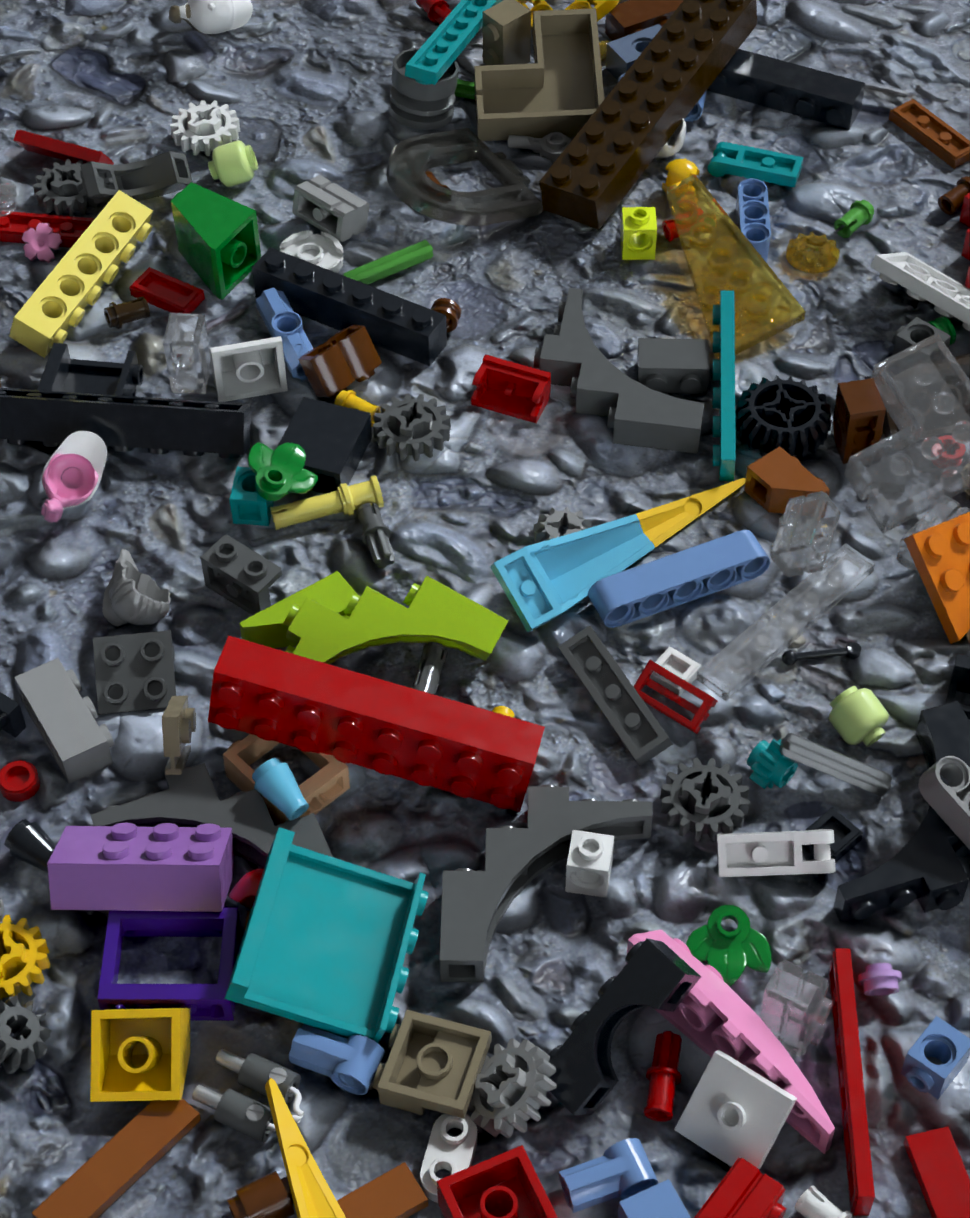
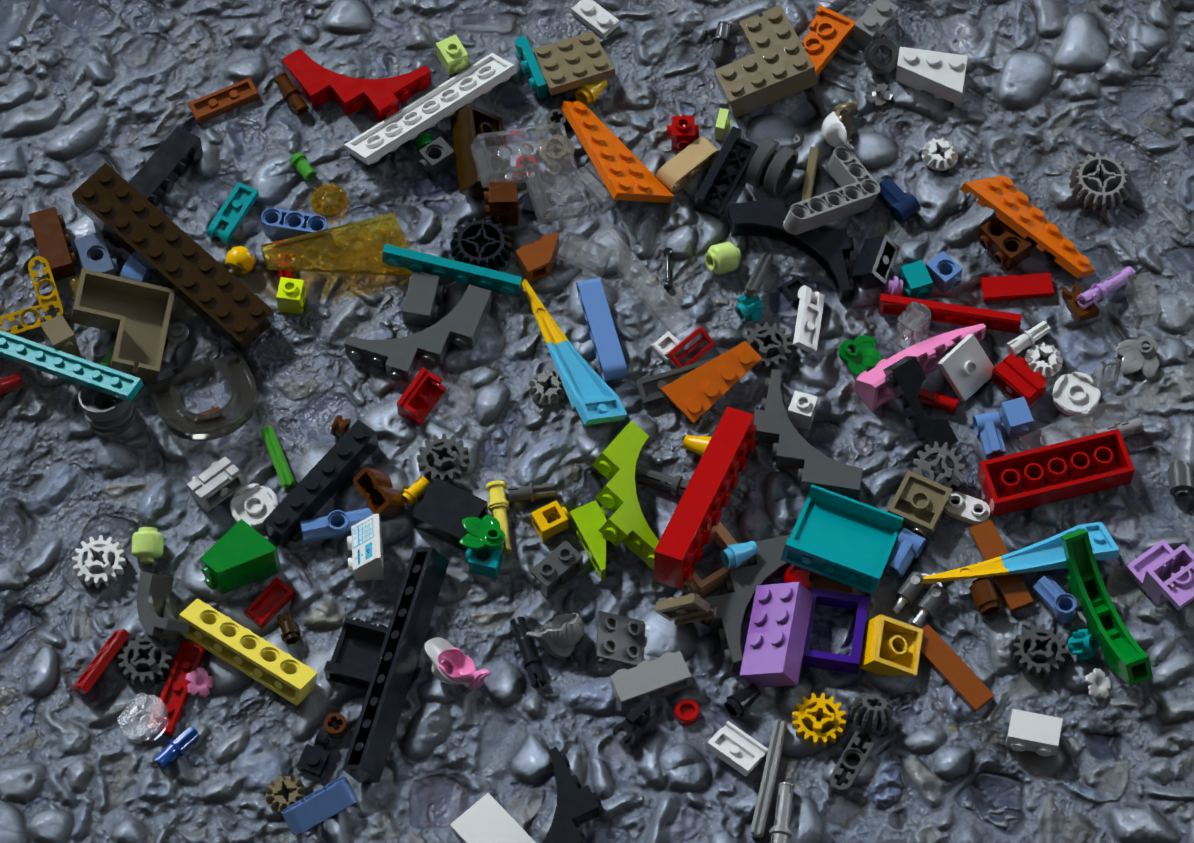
camera: 80 degrees left, 10 degrees up
(99, 570) = (531, 661): none -> black pin
(187, 353) = (355, 584): clear brick -> none
(333, 558) = (546, 514): none -> yellow brick
(610, 723) = (708, 383): none -> orange wing
(903, 1013) = (916, 280): none -> teal brick
(918, 938) = (875, 262): none -> black brick

